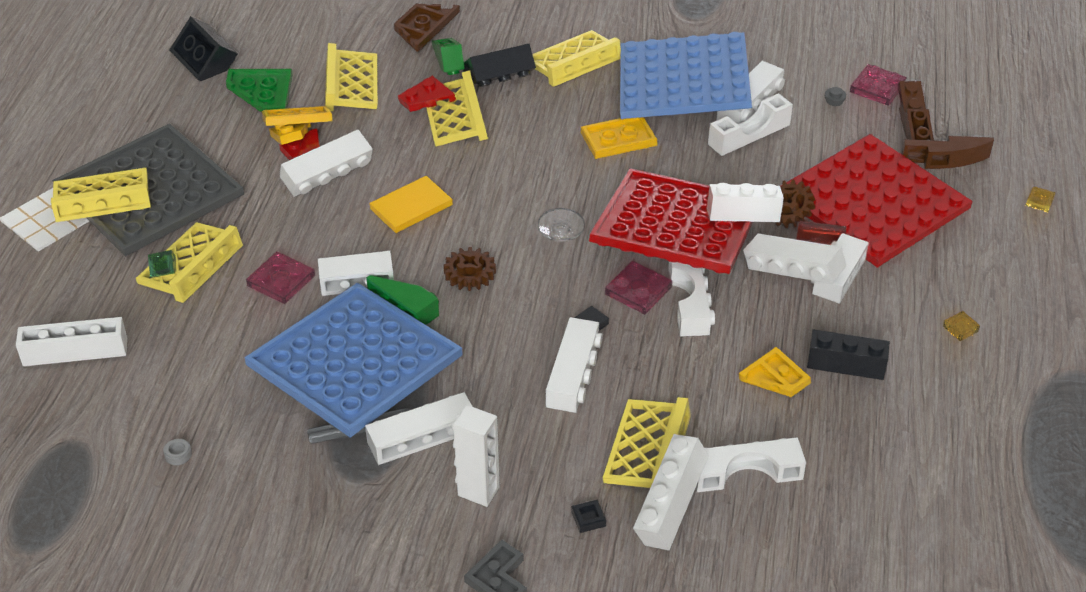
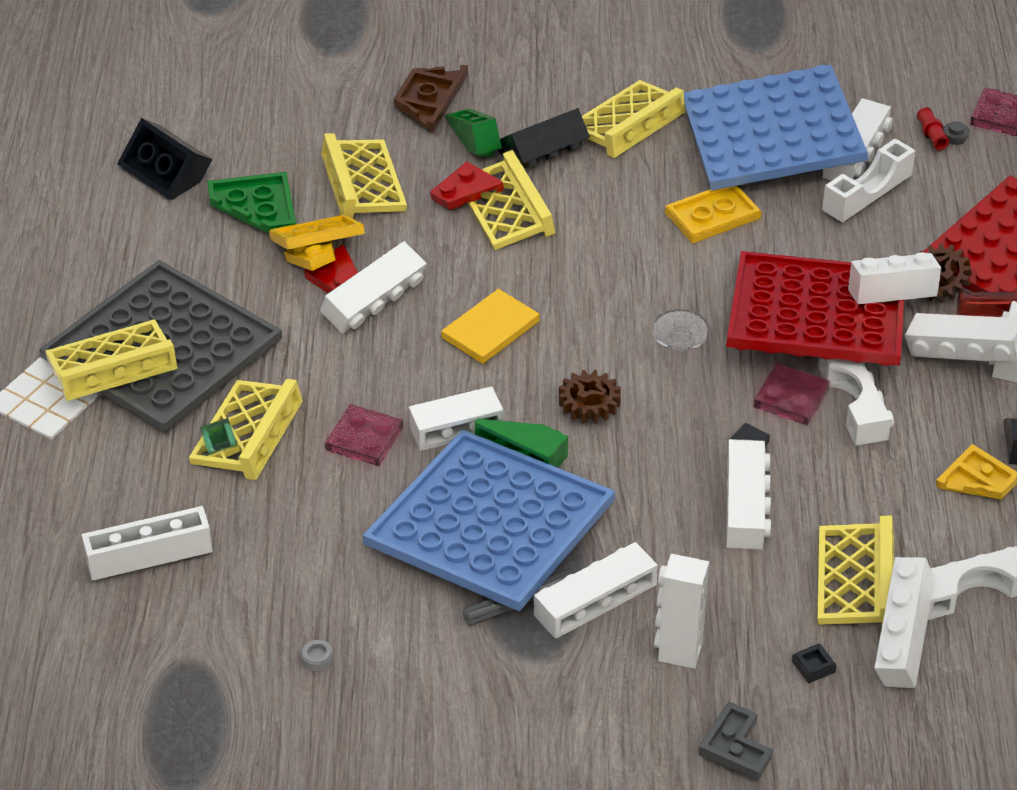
camera: 10 degrees left, 0 degrees up
(816, 91) = (932, 128): none -> red pin

